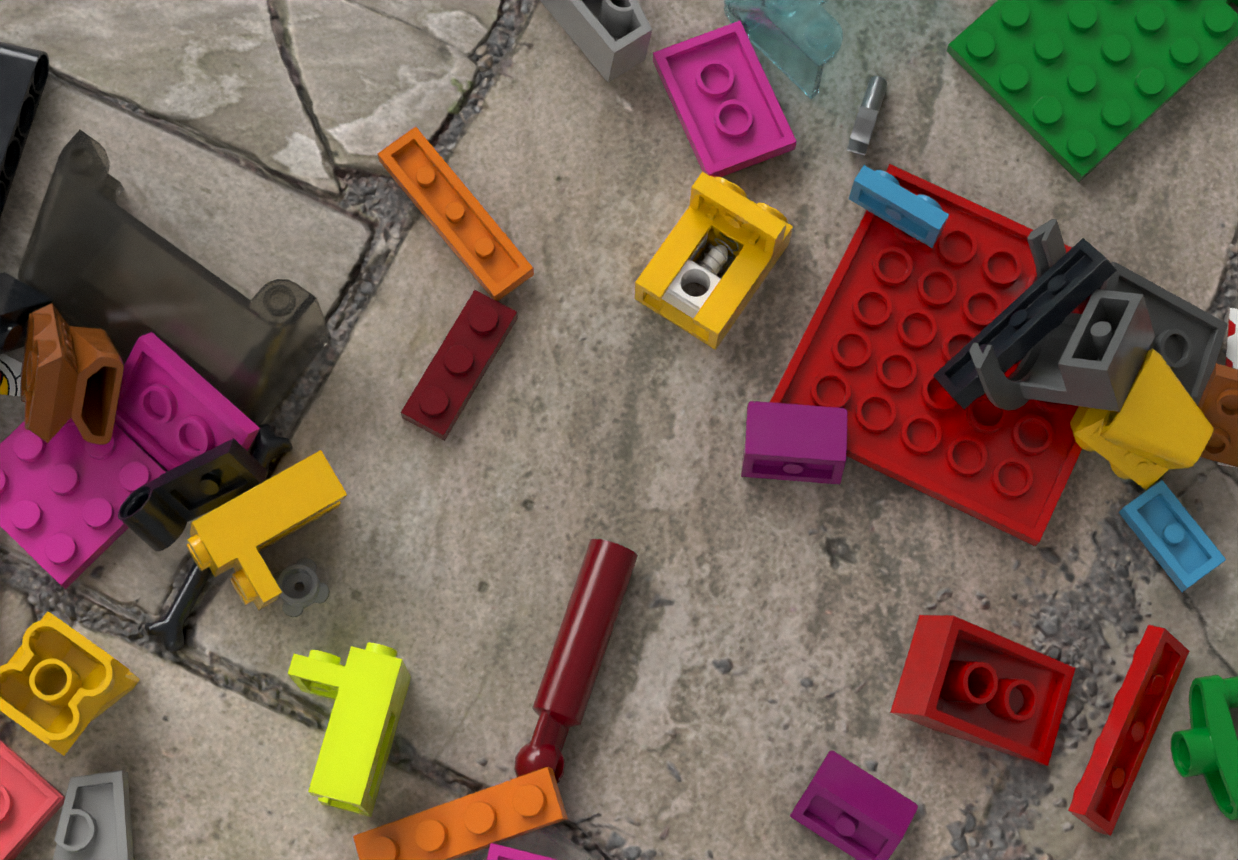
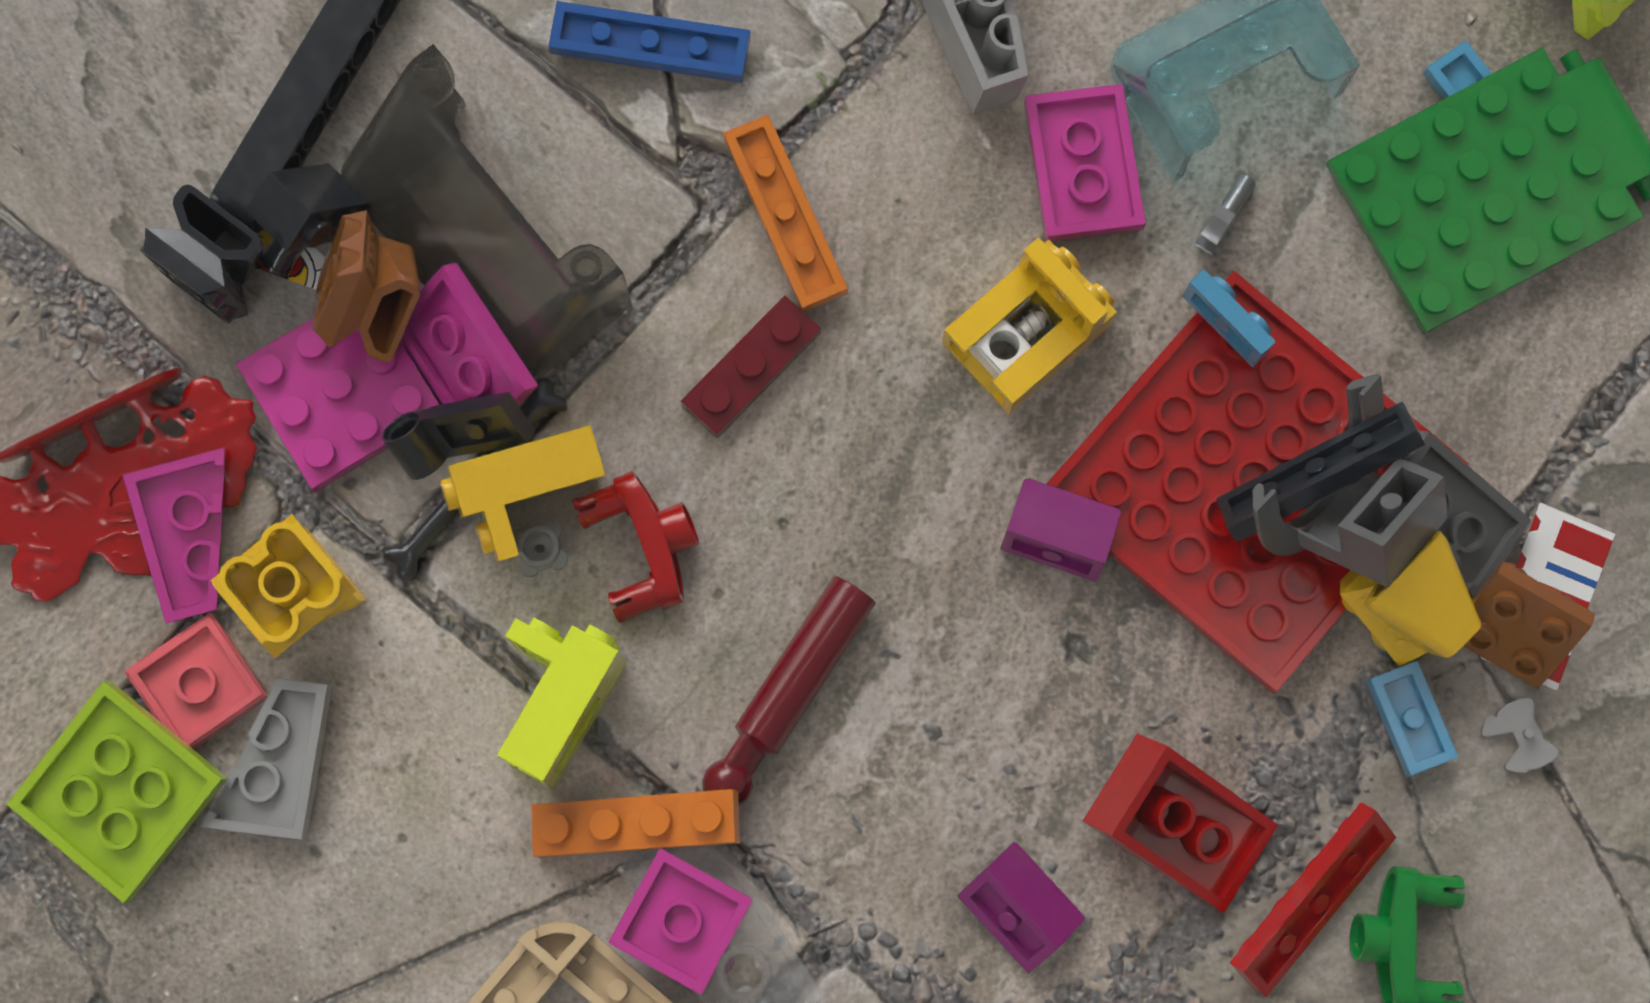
camera: 15 degrees right, 5 degrees up
(285, 87) = (649, 41): none -> blue plate
(415, 545) = (660, 535): none -> red connector

